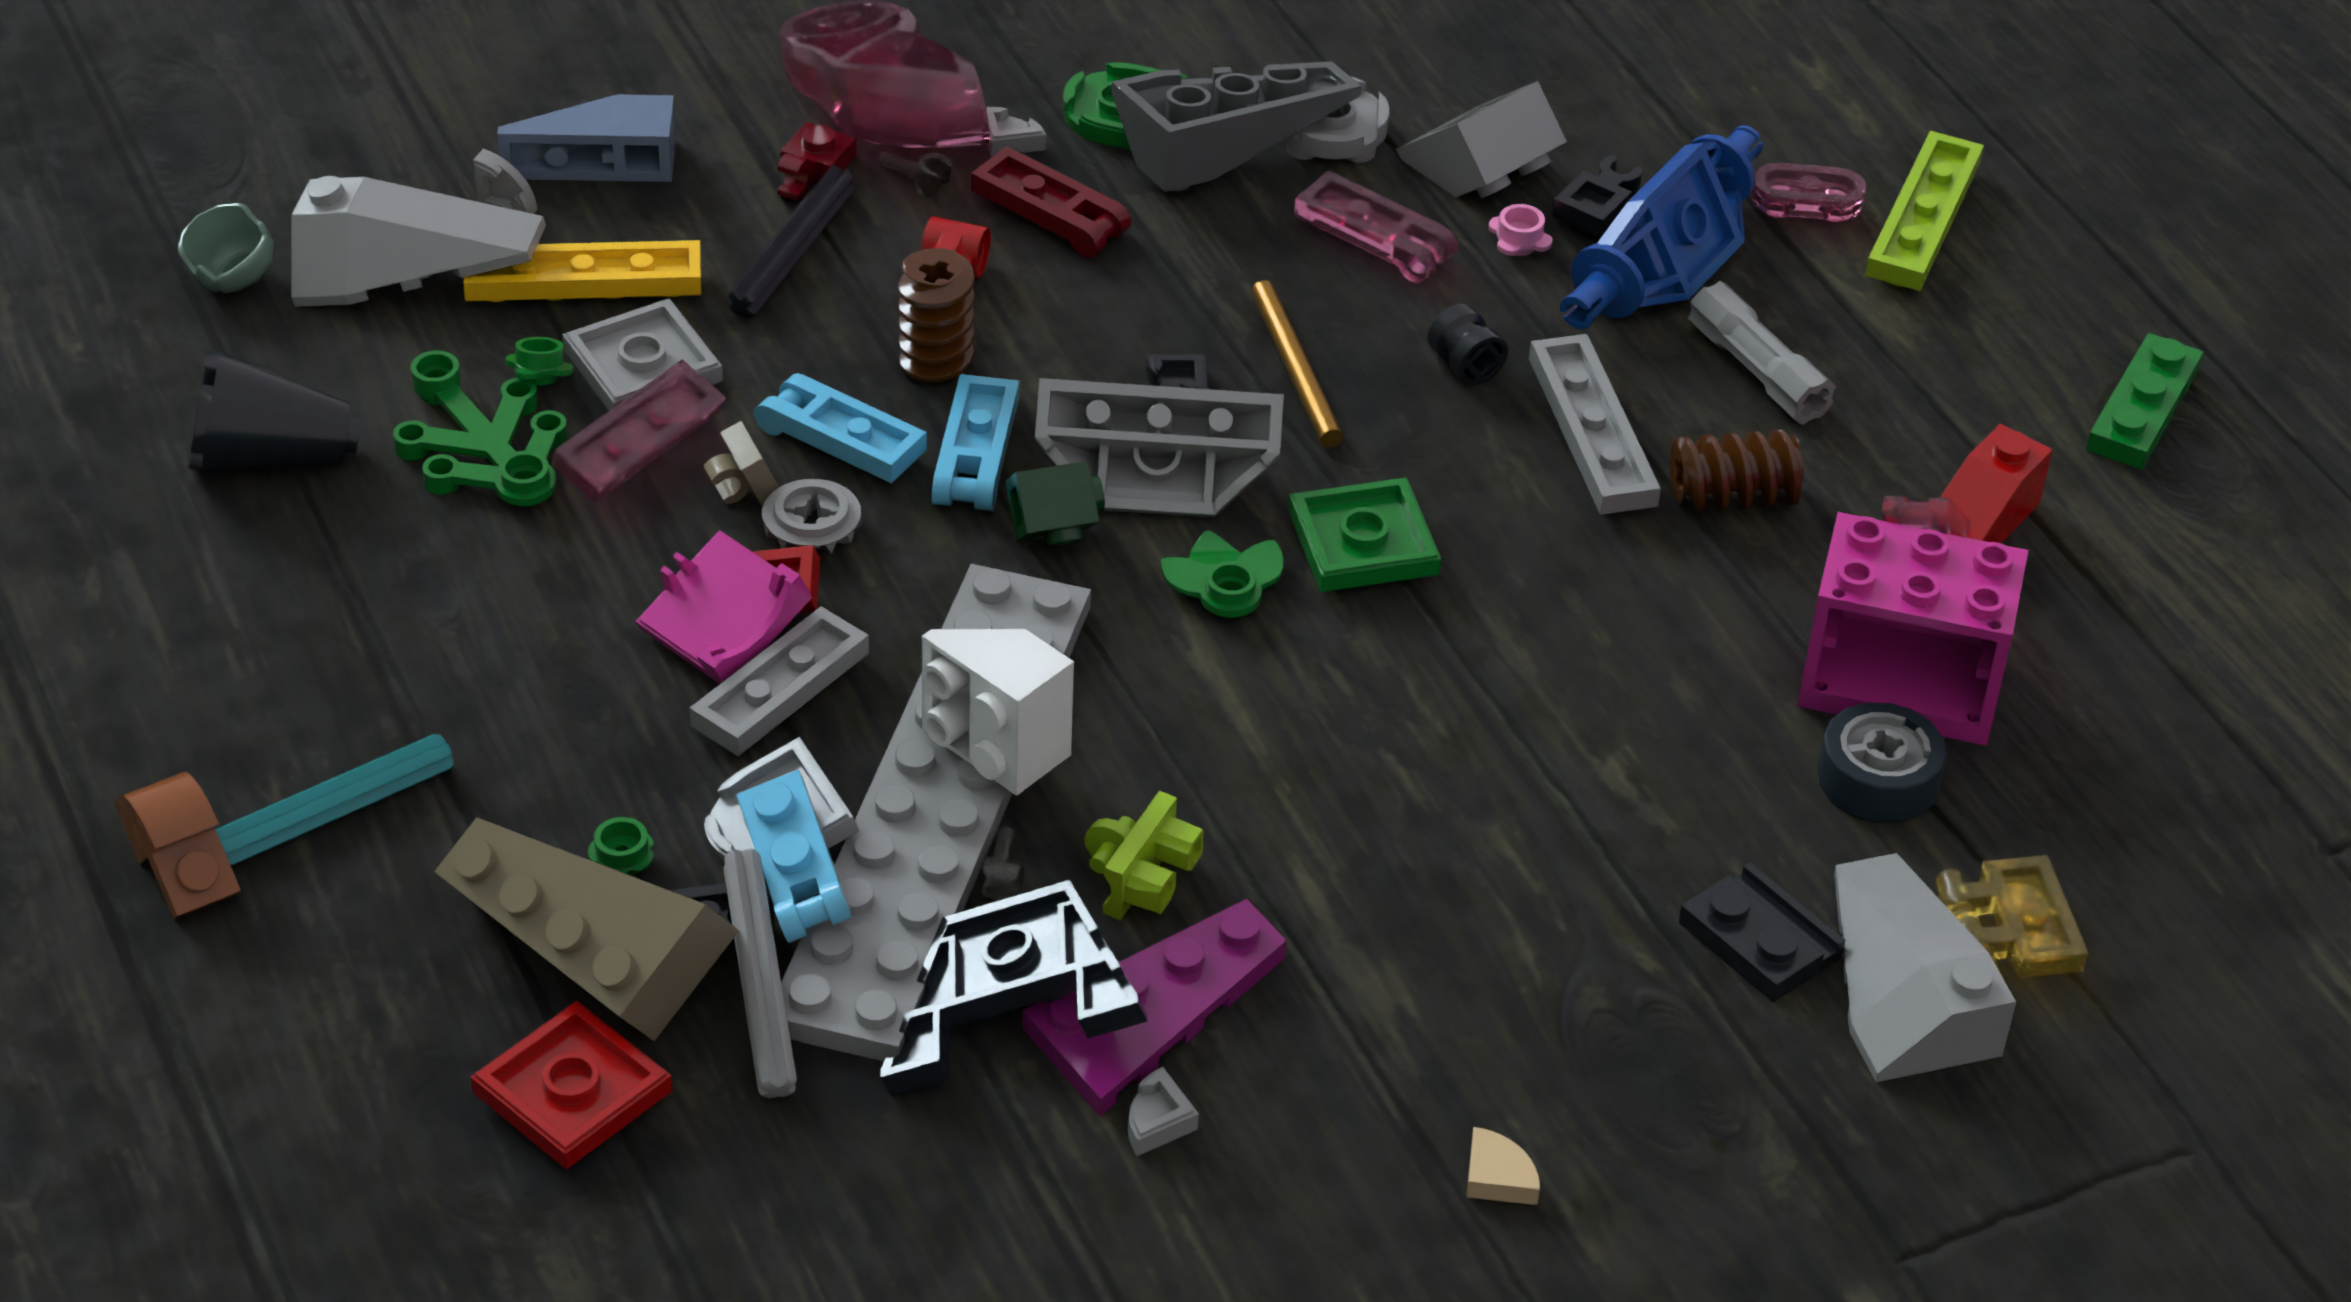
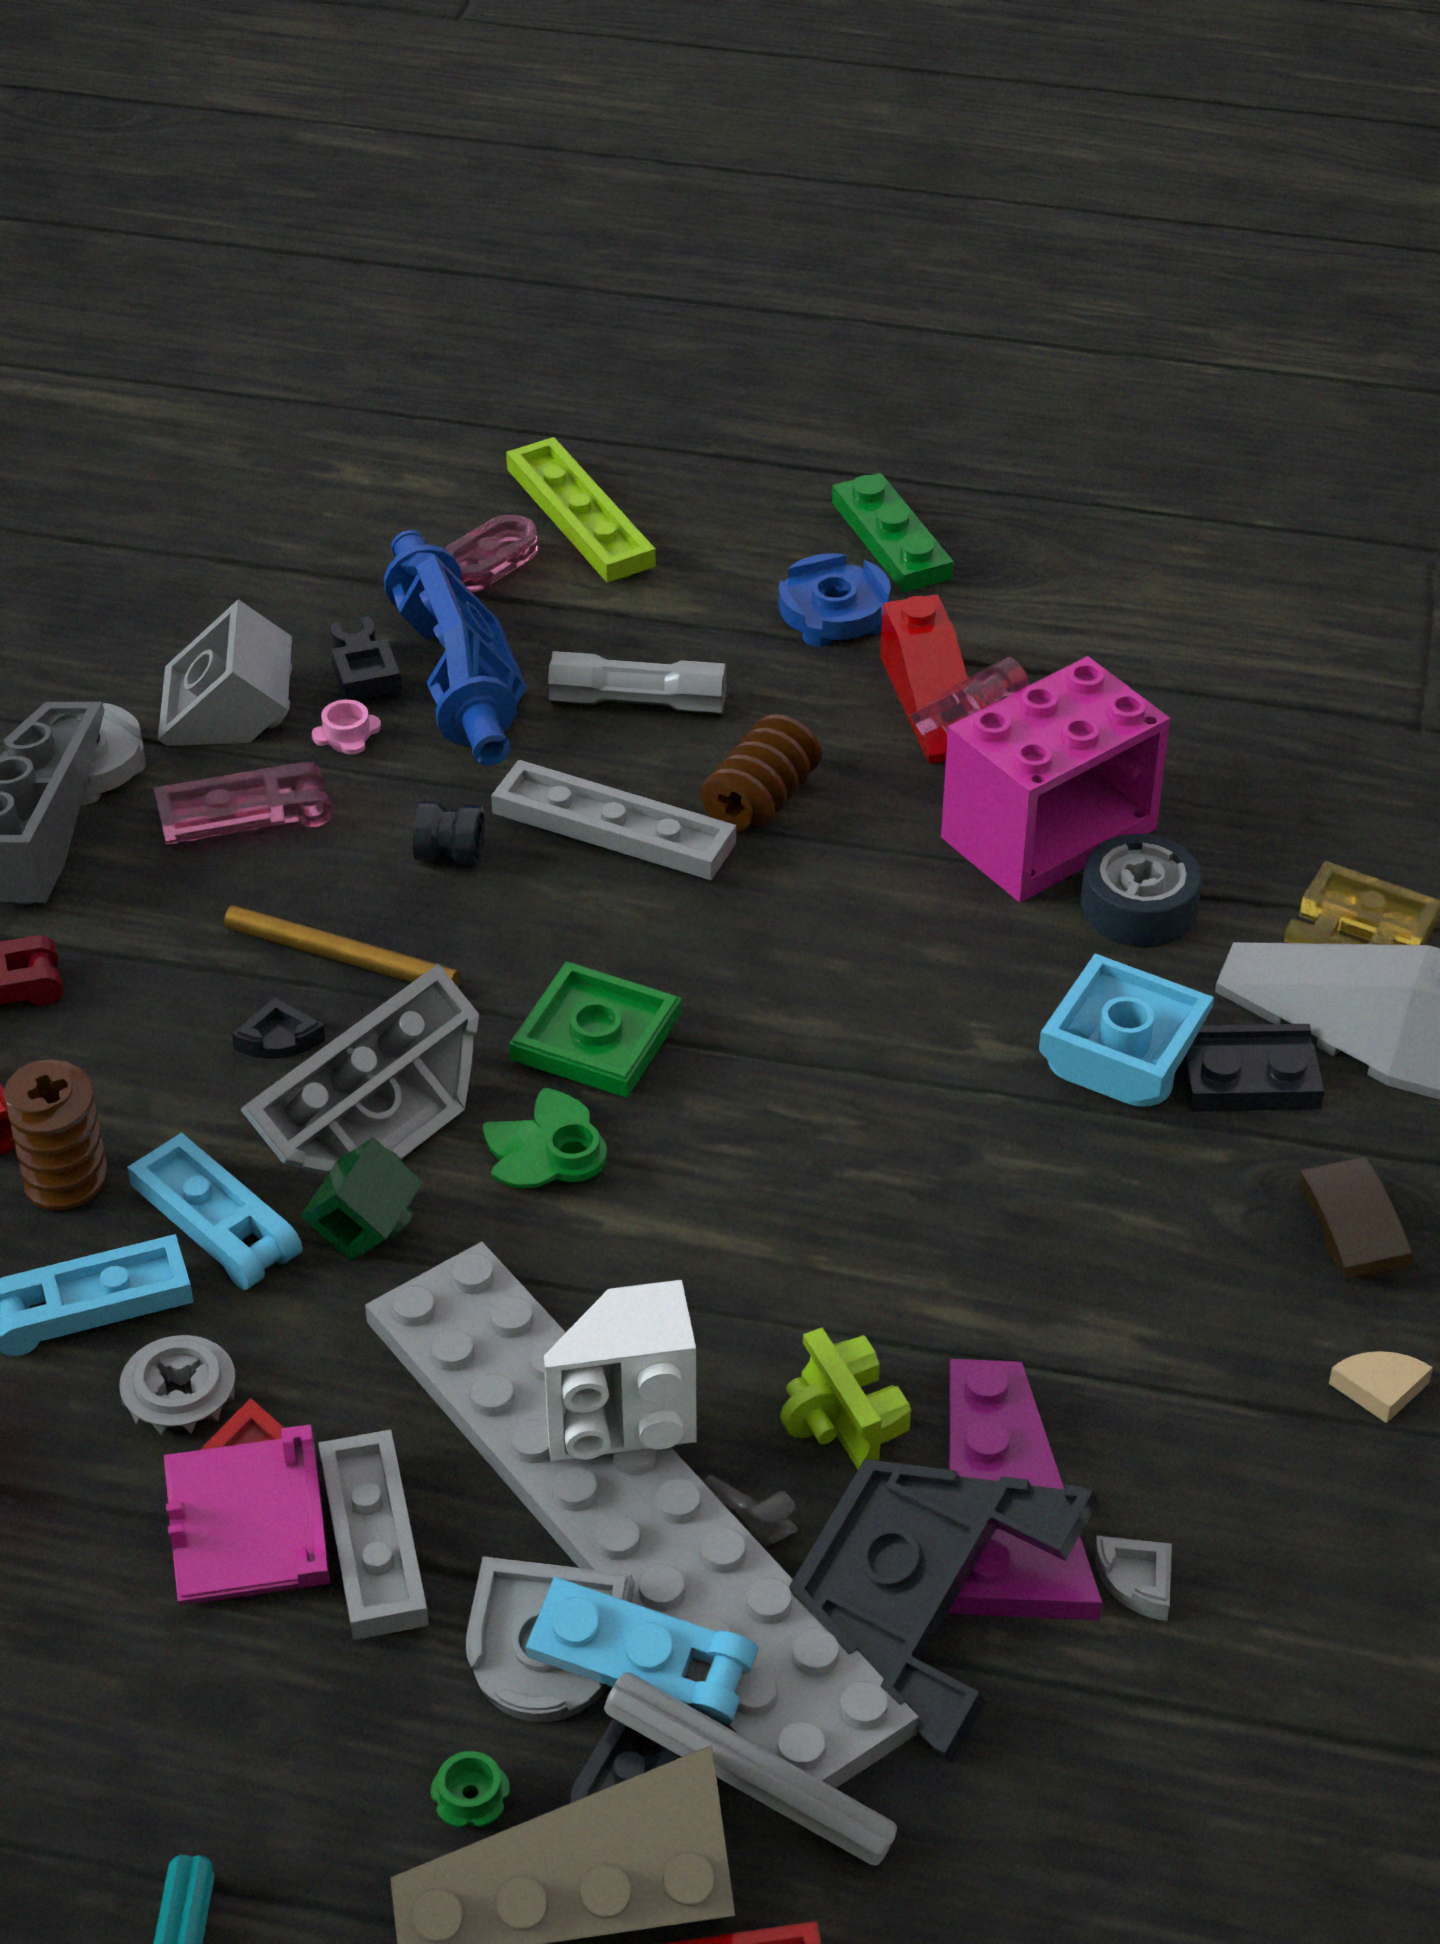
camera: 50 degrees left, 0 degrees up
(742, 469) = (71, 1392): dark tan tile -> none
(1646, 1065) = (1356, 1218): none -> dark brown slope
(1690, 822) = (1123, 1032): none -> medium azure slope
(1981, 399) = (824, 619): none -> blue plate

